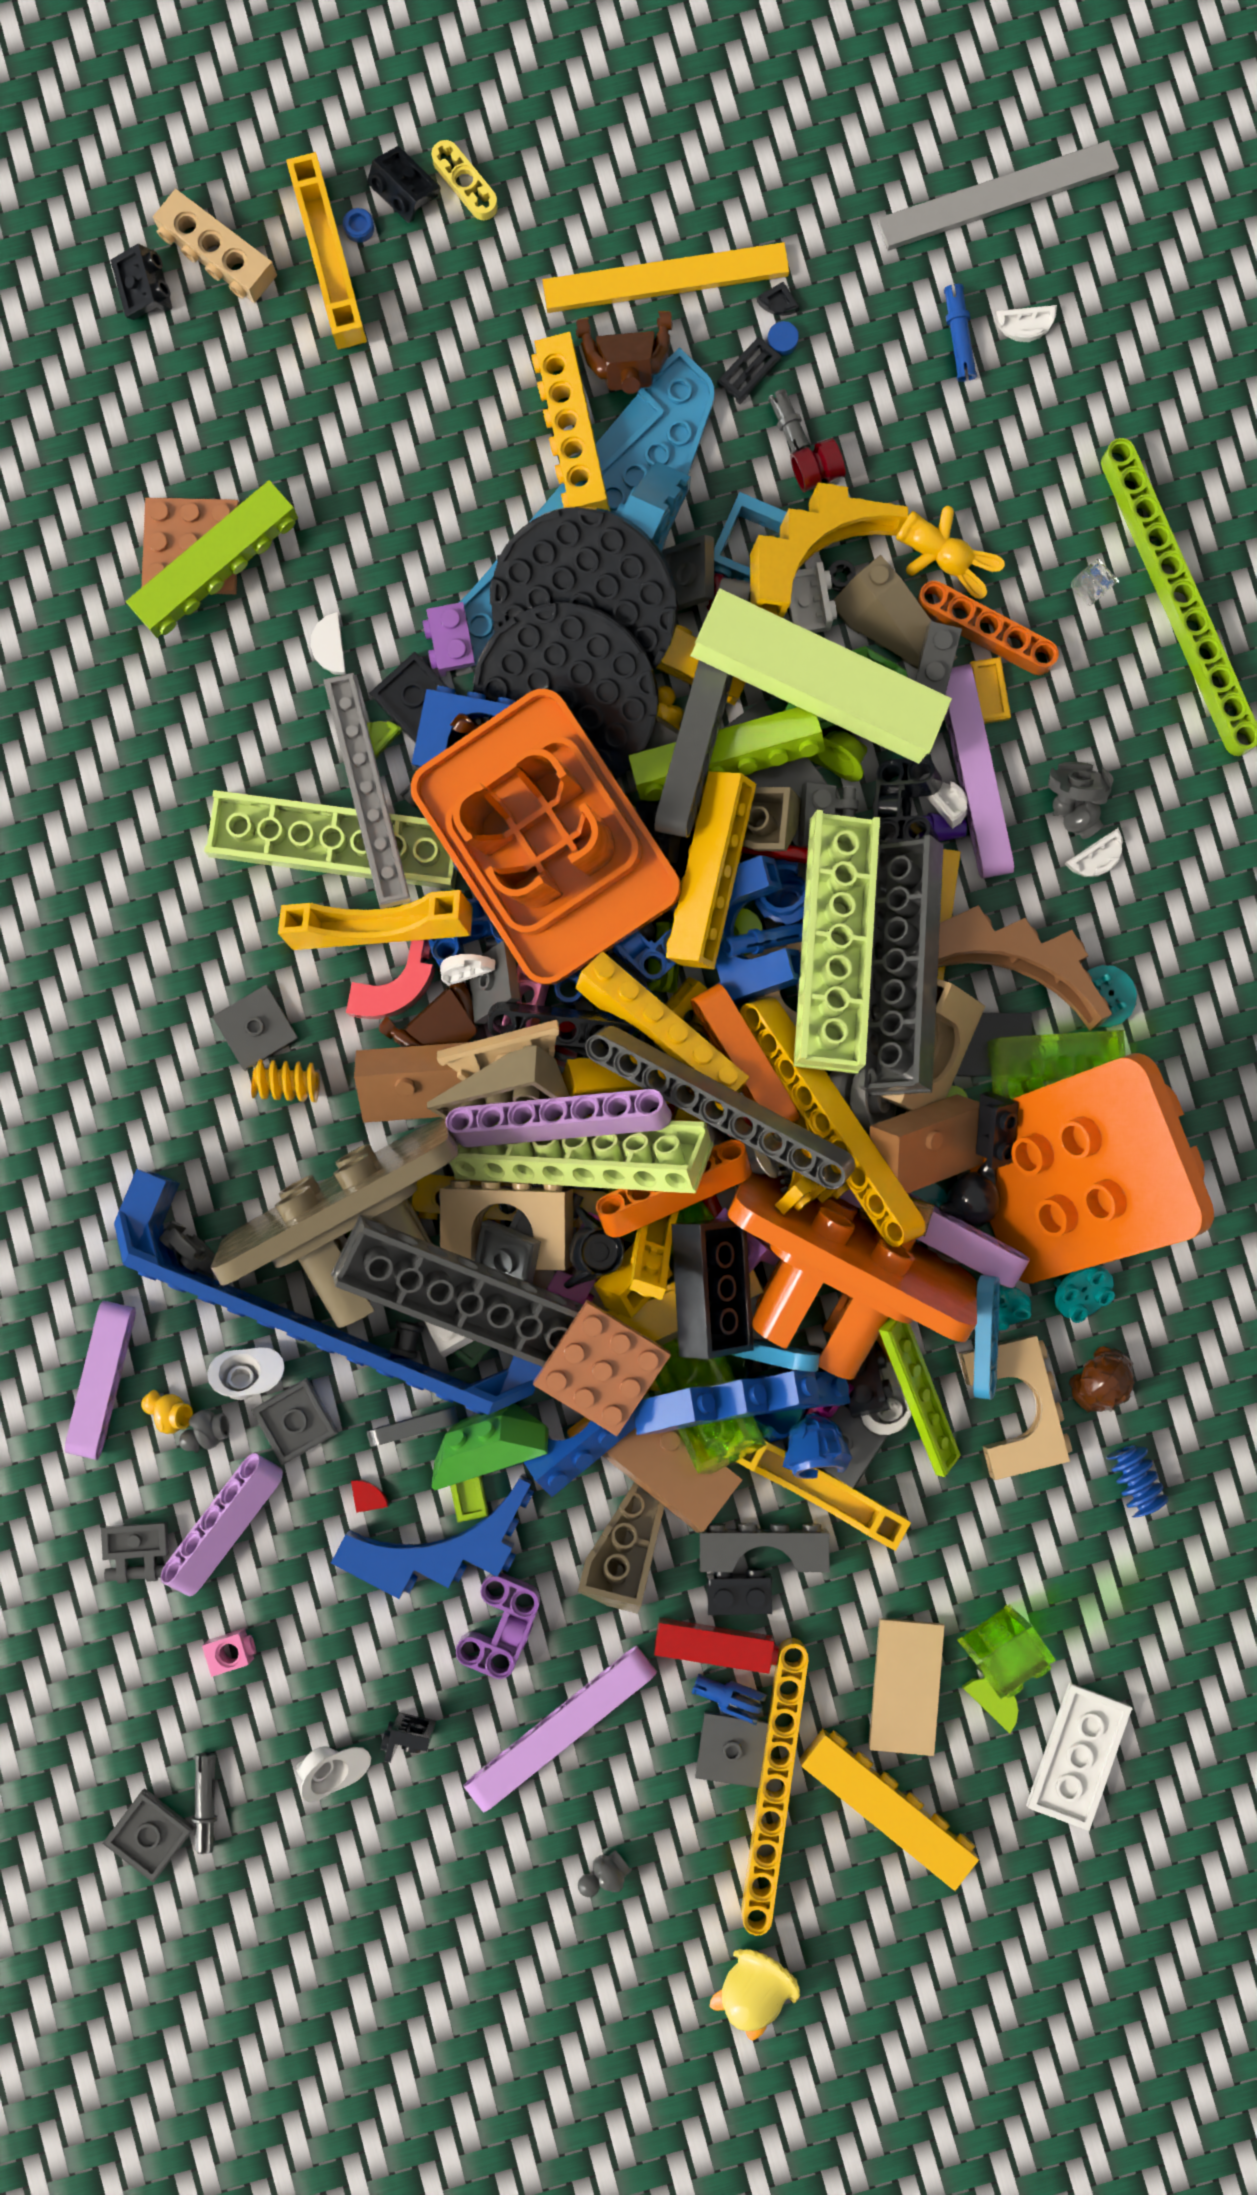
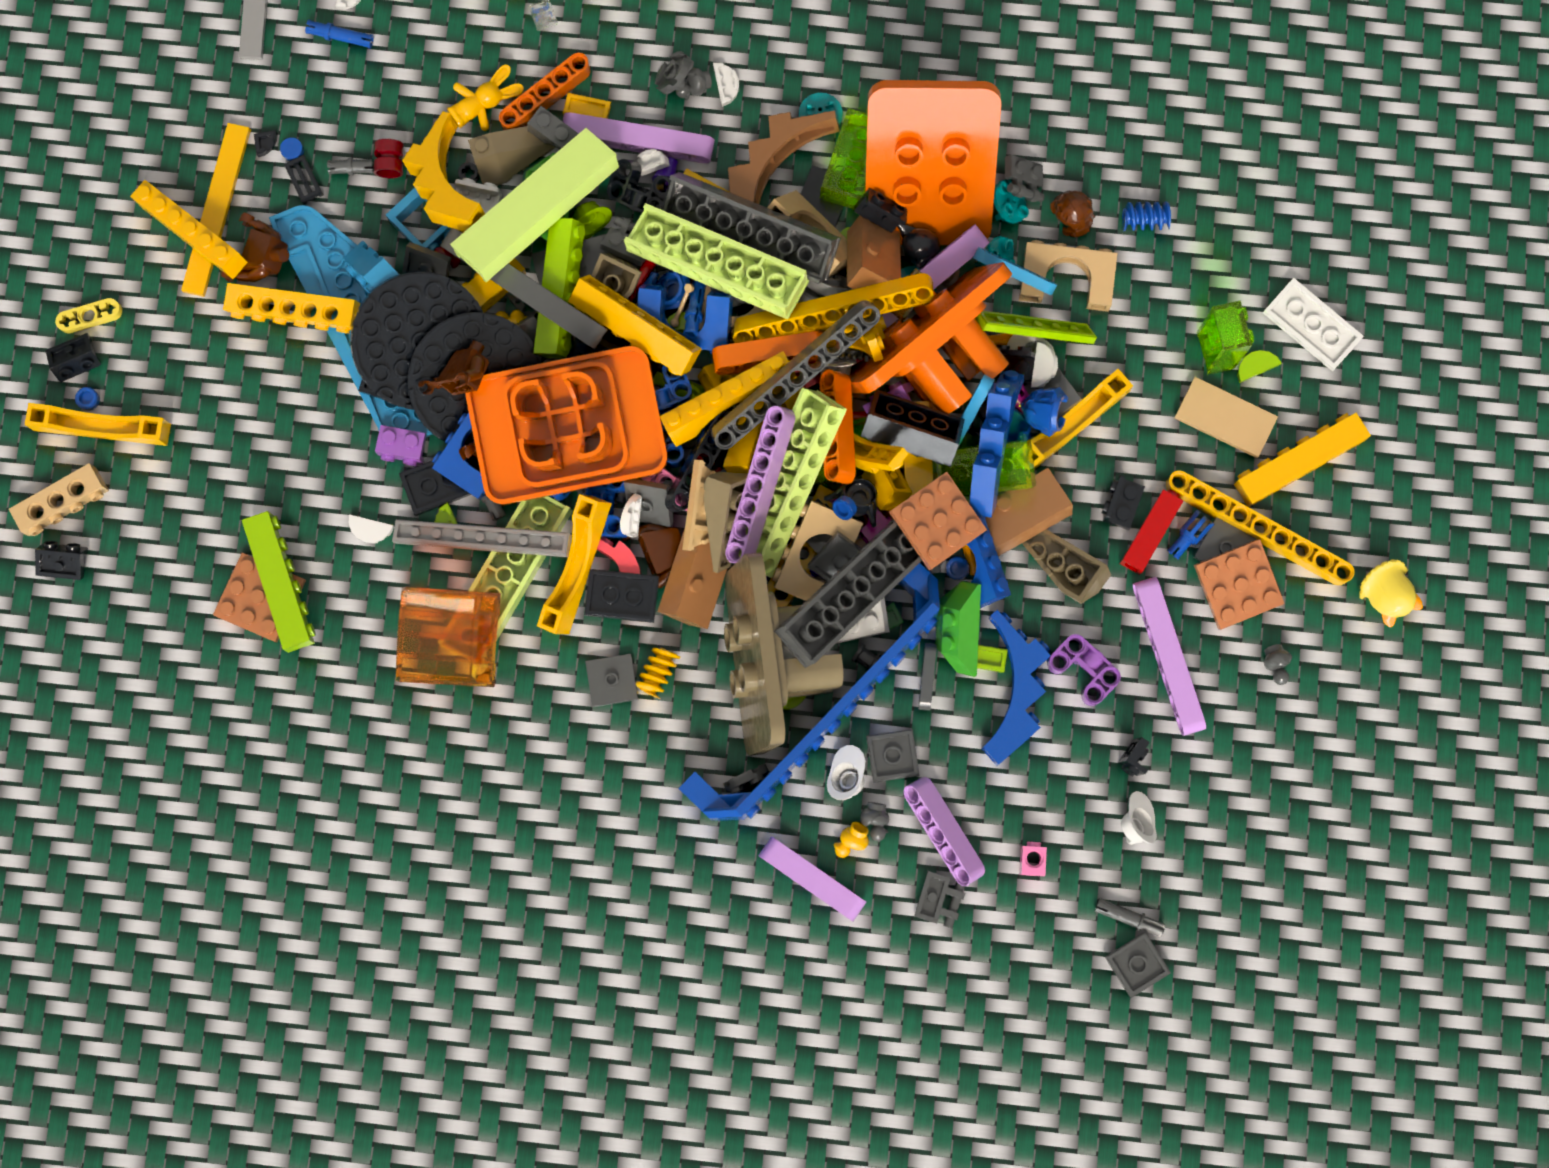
camera: 65 degrees left, 5 degrees down
(215, 800) = (447, 637): none -> clear orange windscreen
(360, 997) = (621, 596): none -> black tile
(367, 1496) = (963, 726): red tile -> none
(558, 674) = (462, 371): none -> reddish brown torso
(566, 1416) = (958, 568): none -> blue tile
(571, 1239) = (844, 507): none -> blue tile
(619, 253) = (189, 229): none -> yellow brick
(689, 1786) = (1239, 584): none -> nougat plate
(723, 1547) = (1110, 448): dark grey arch -> none
(791, 920) = (688, 288): none -> tan hinge
(876, 1424) = (1044, 365): none -> white tile
(1132, 1299) = (1024, 177): none -> dark grey plate

